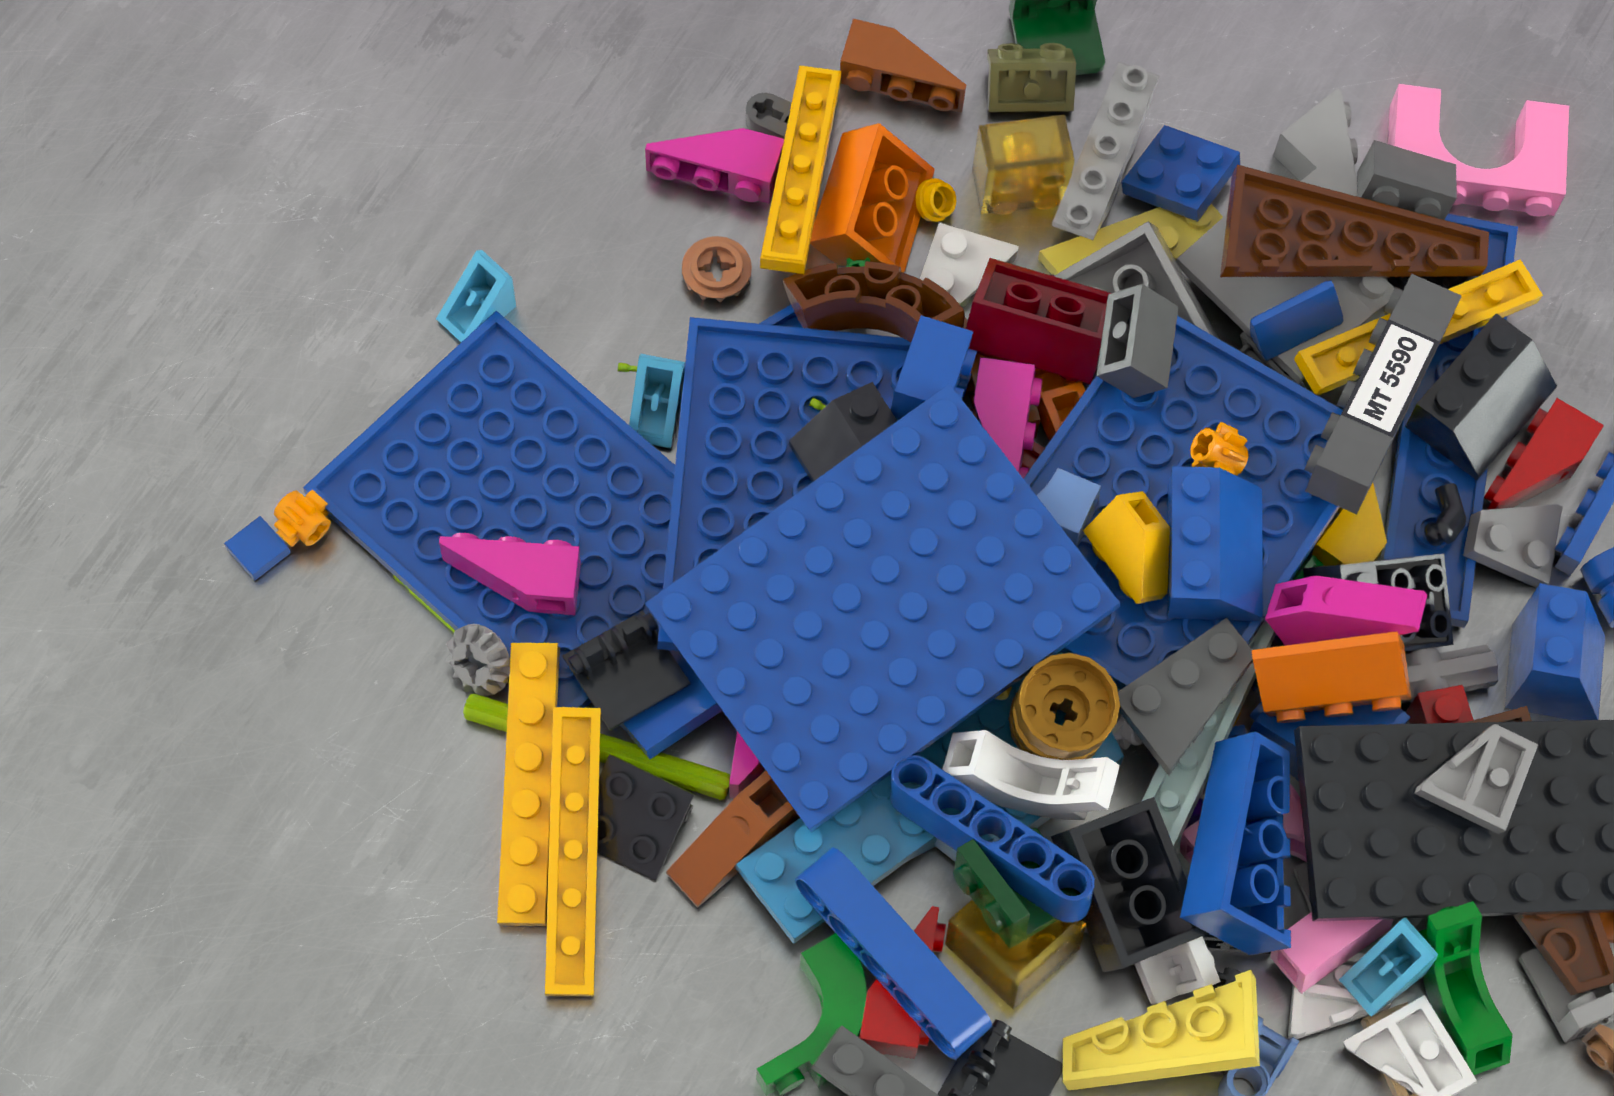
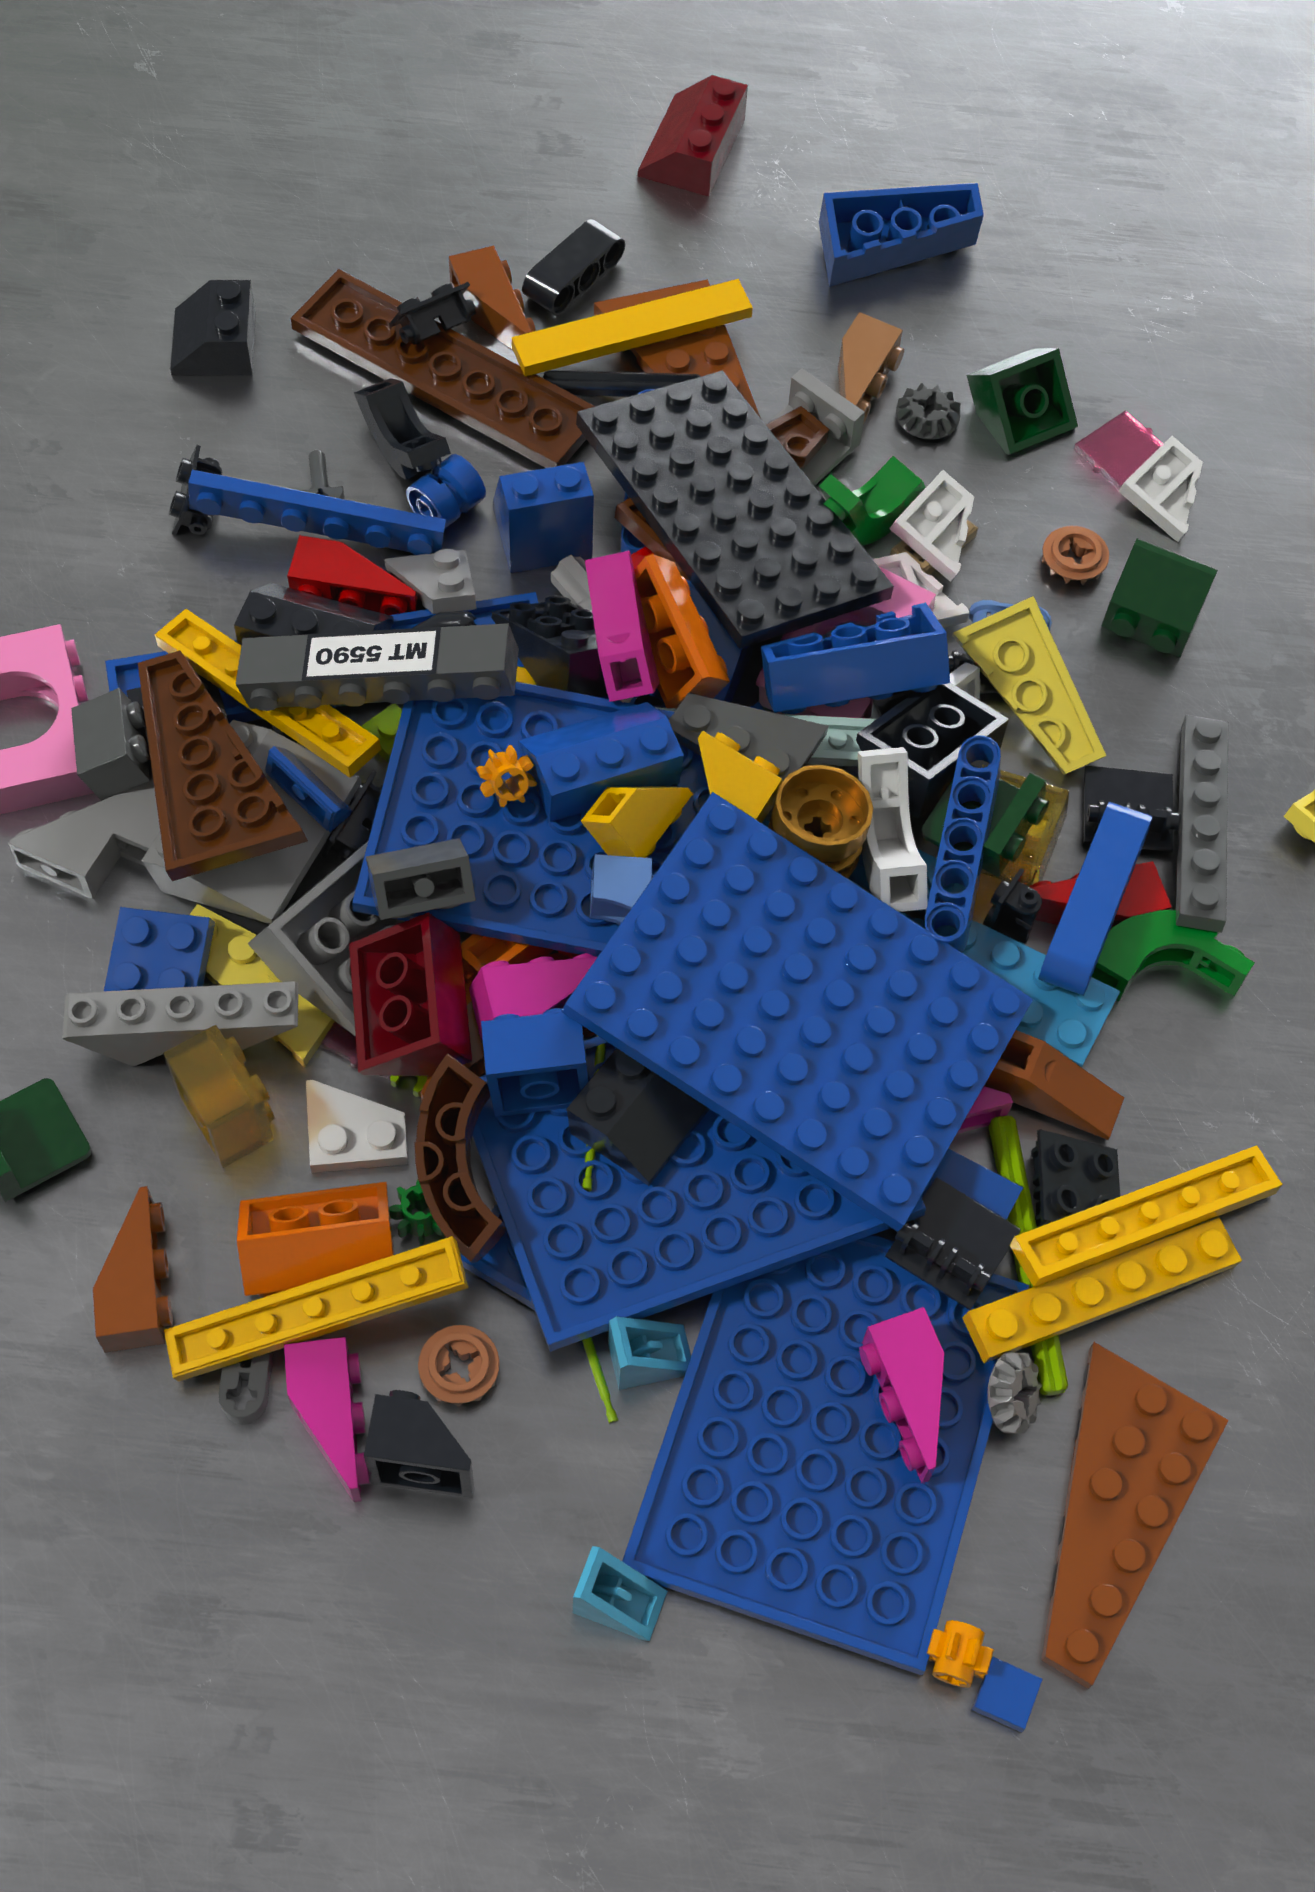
camera: 115 degrees left, 5 degrees down
(366, 728) = (1127, 1486): none -> dark orange wing
(654, 198) = (414, 1448): none -> black slope
(920, 881) = (1014, 909): none -> black hinge
(935, 200) = (284, 1178): yellow plate -> none
(1031, 78) = (94, 1138): olive bracket -> none
(1136, 644) = (738, 779): none -> yellow slope
(1389, 967) = (889, 543): medium azure slope -> none
(1483, 778) = (716, 497): light grey wing -> none

